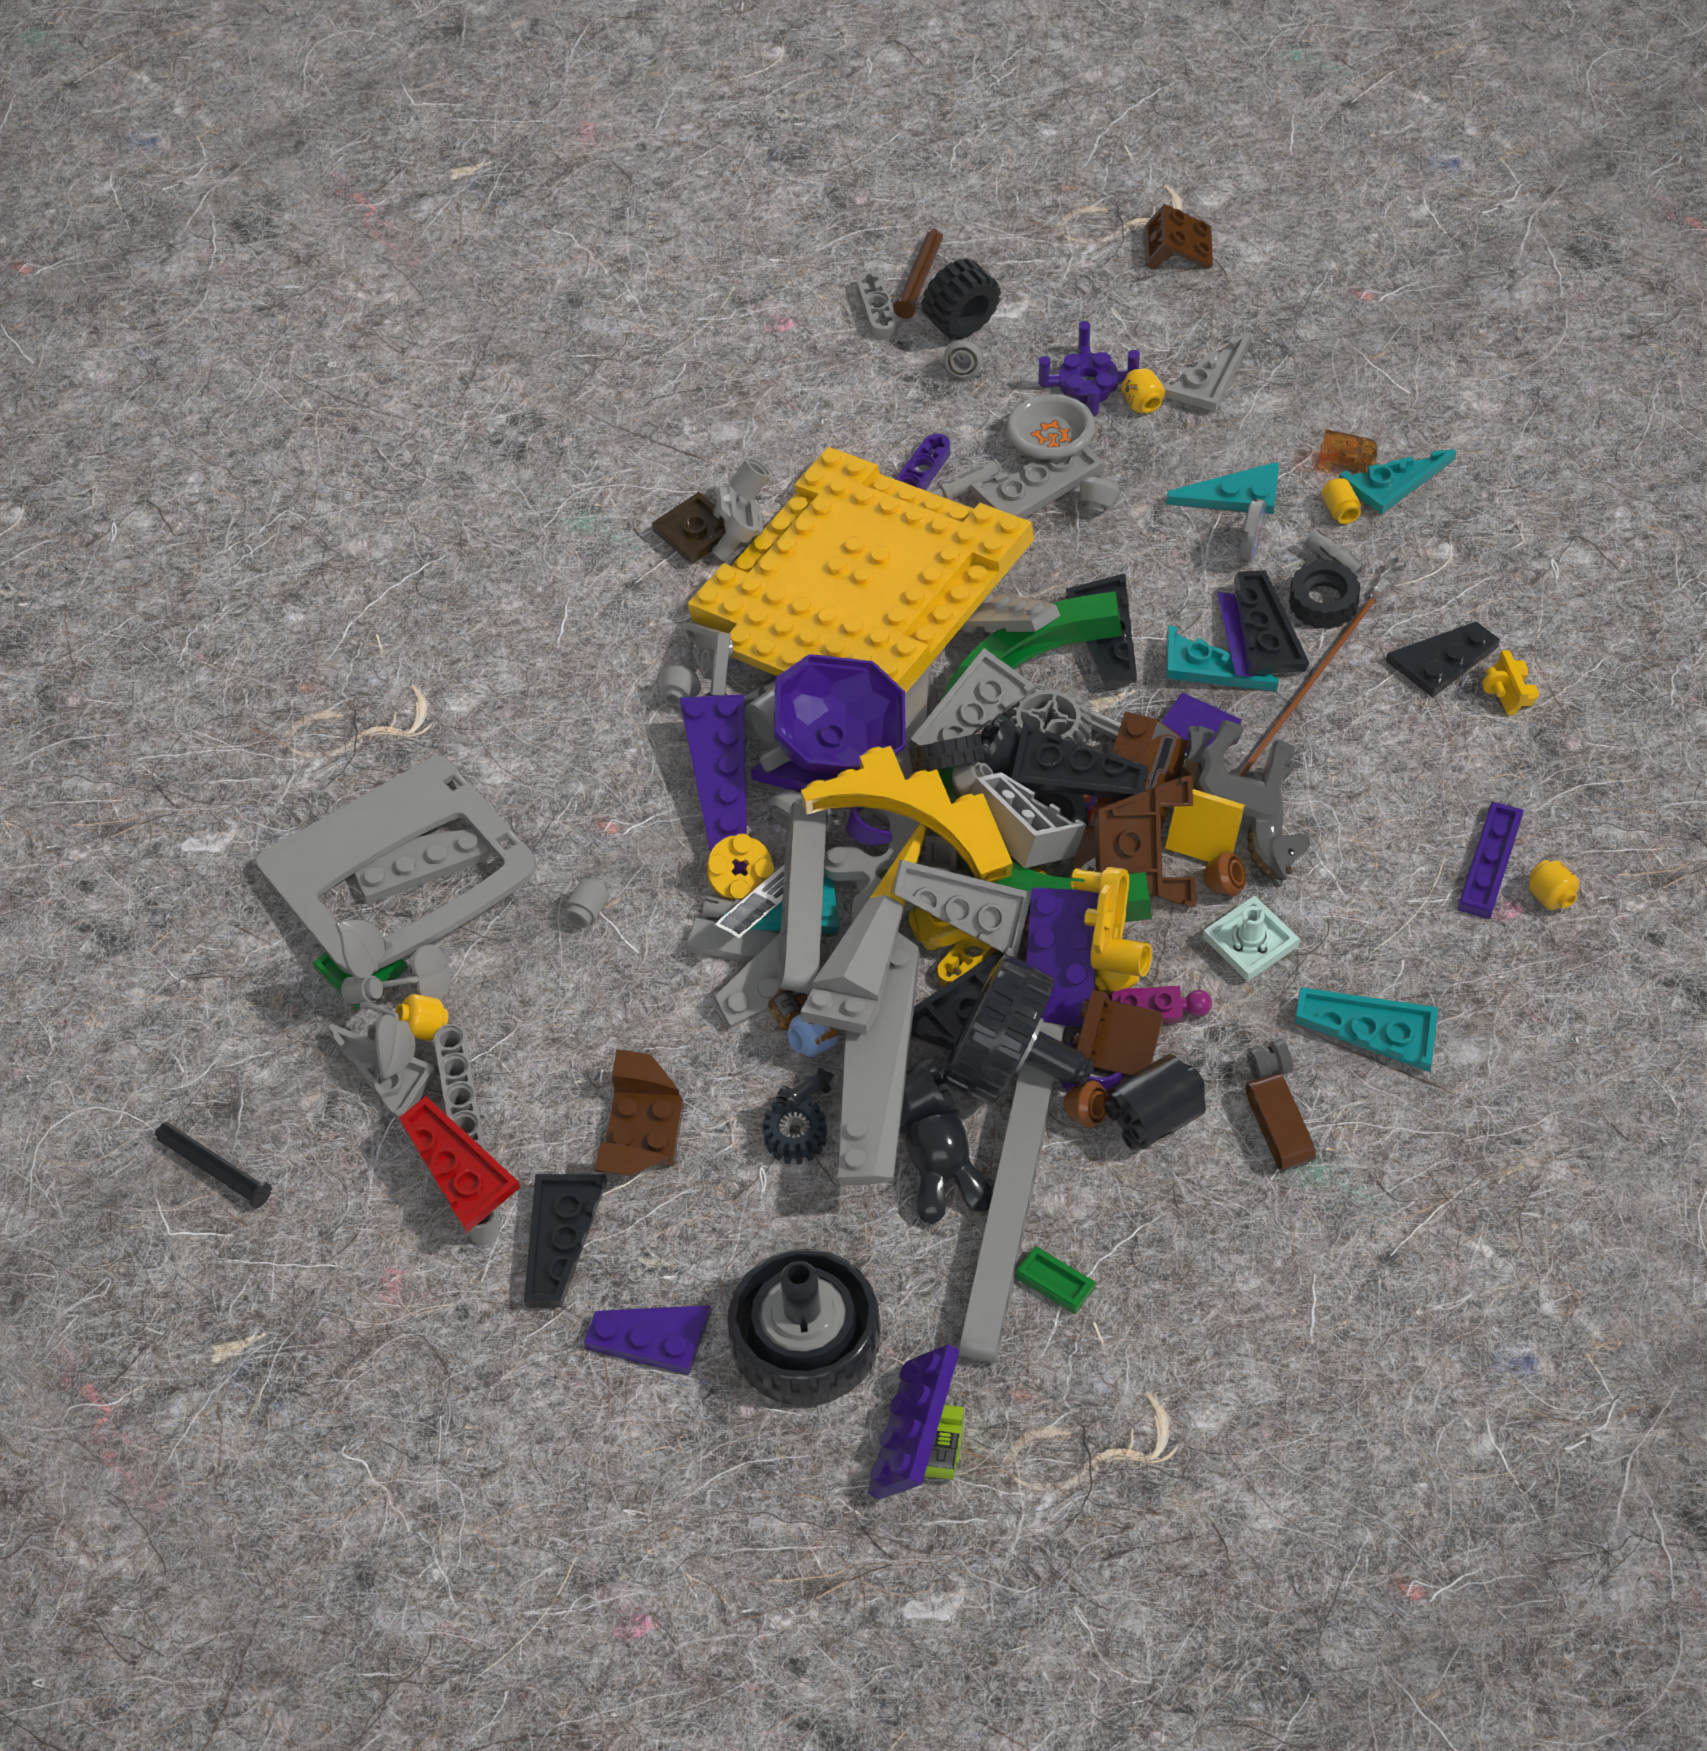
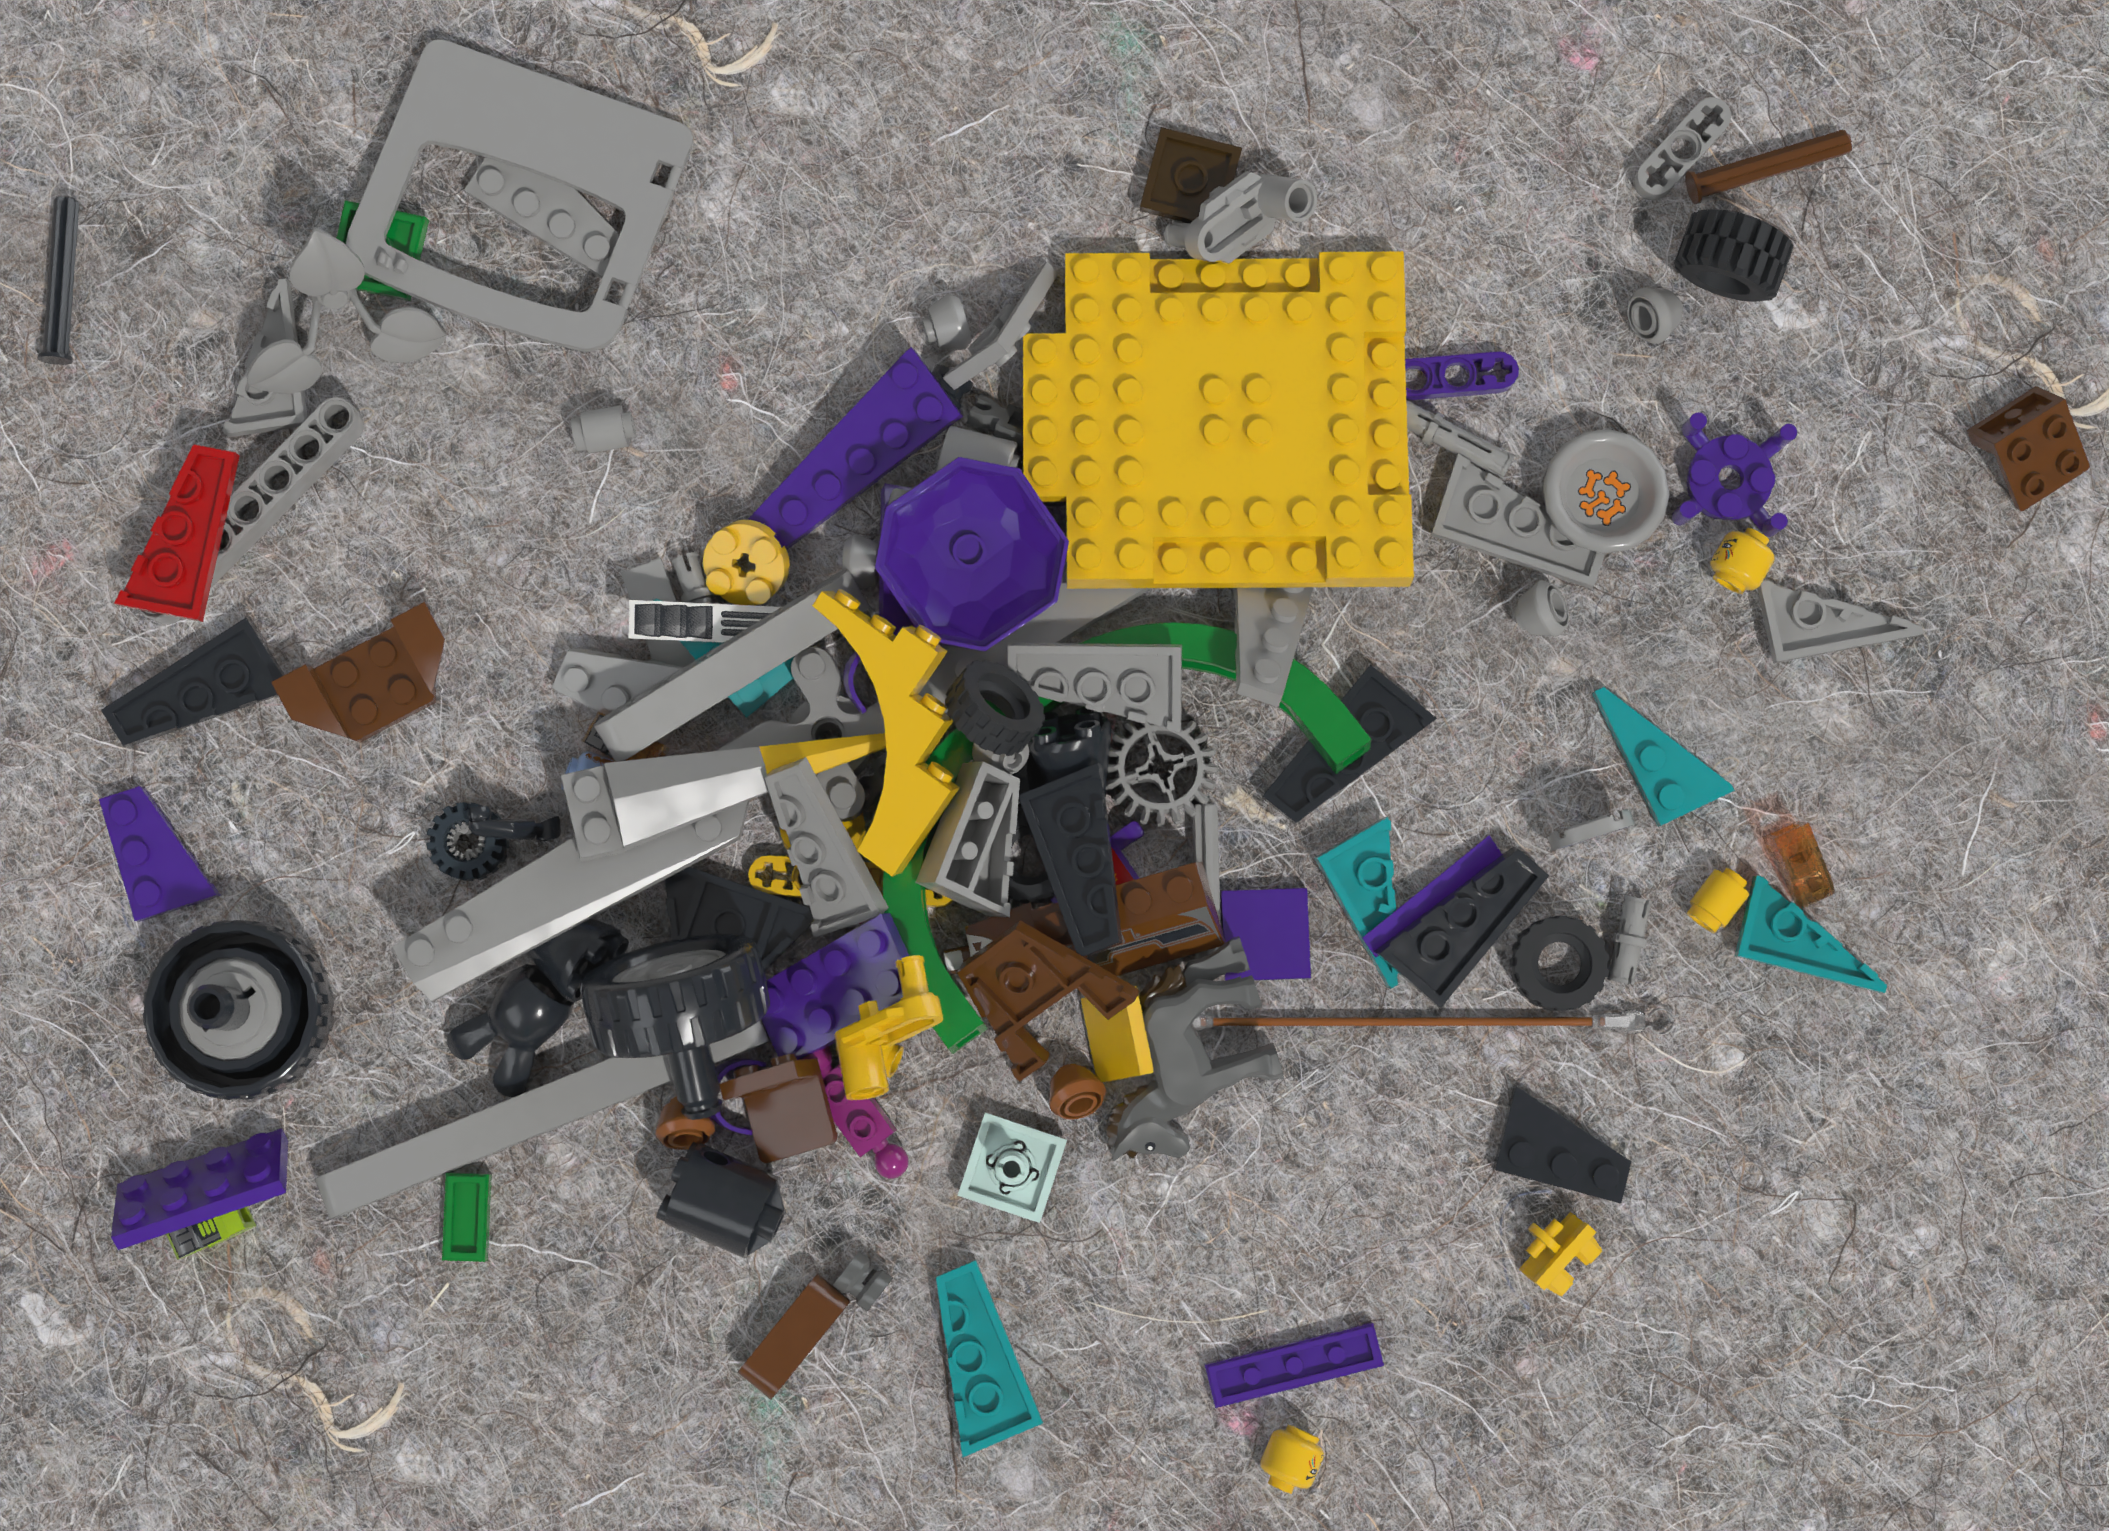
camera: 55 degrees right, 30 degrees up
(423, 1014) = (348, 365): yellow head -> none

